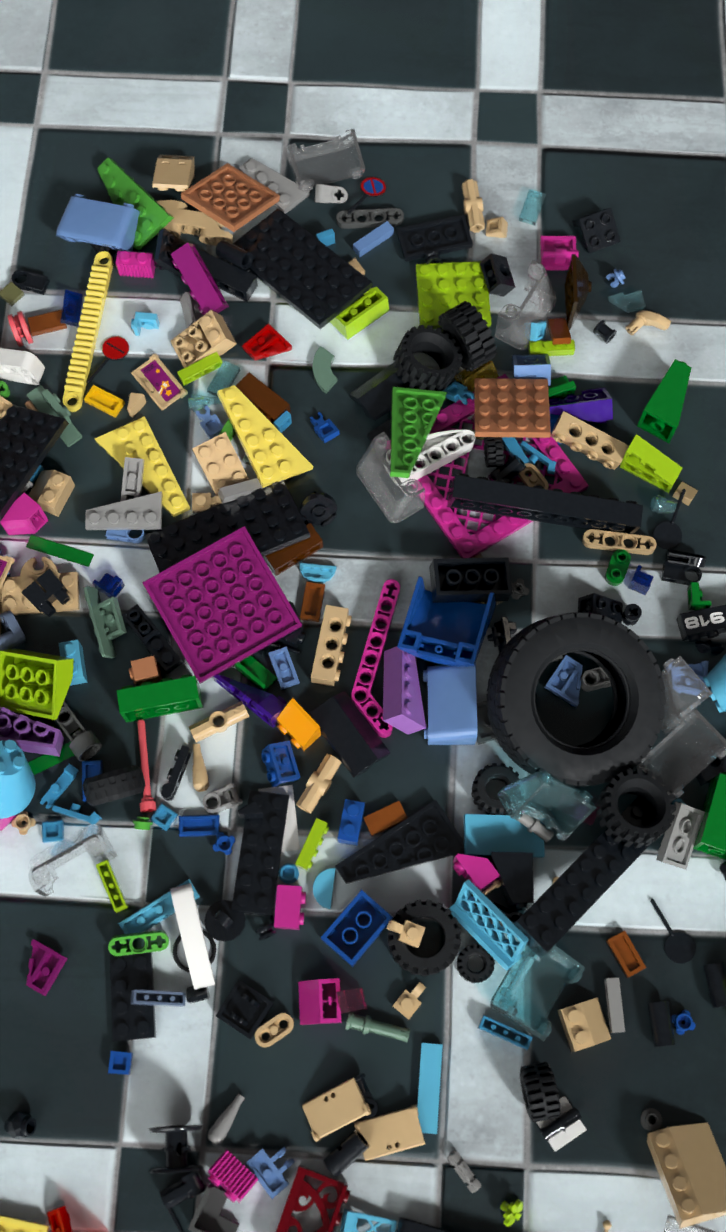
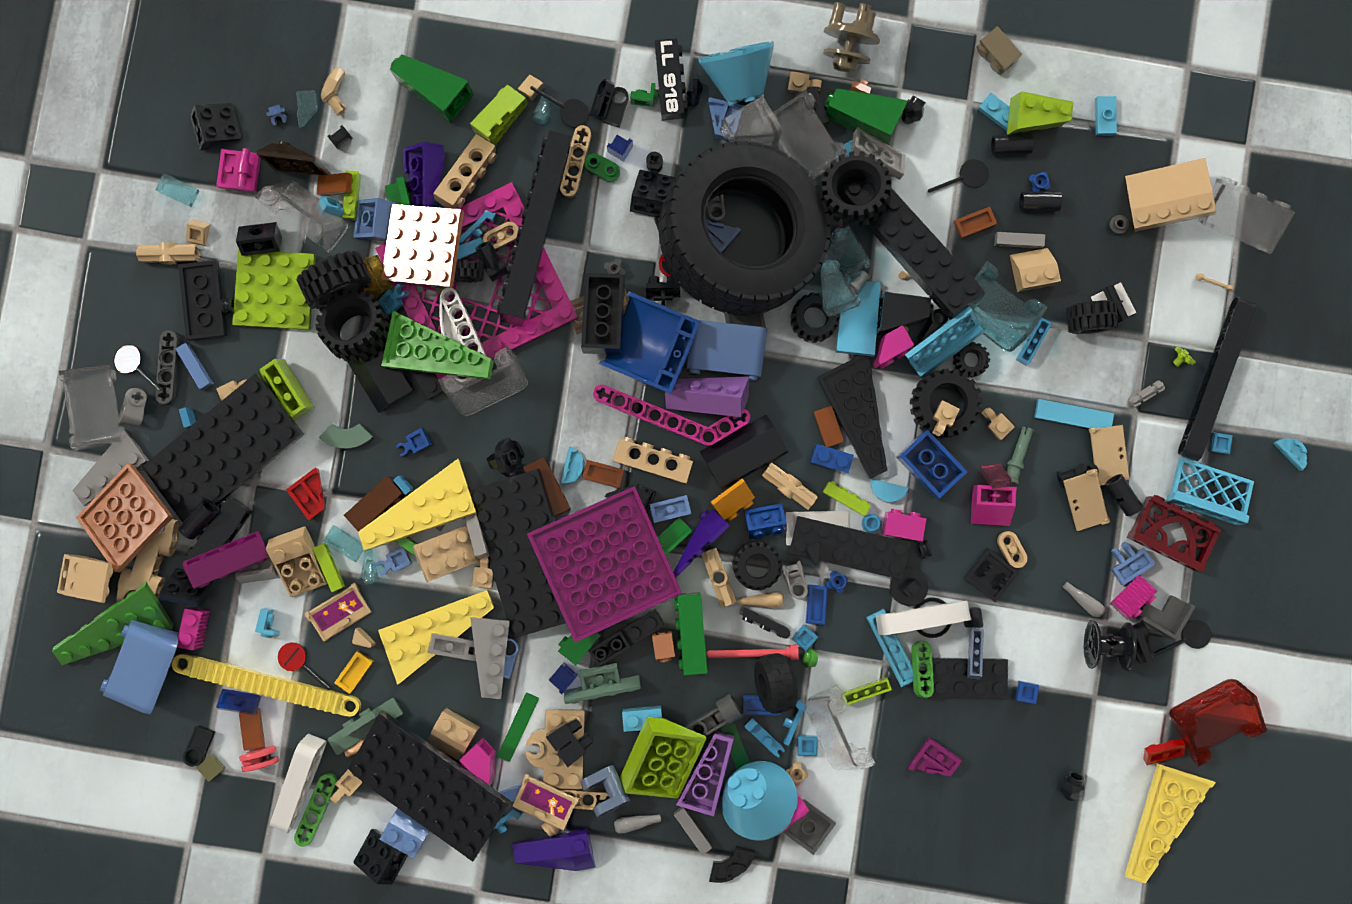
camera: 85 degrees left, 15 degrees up
(137, 594) = (576, 650): none -> green brick
(229, 742) = (772, 574): none -> black tyre

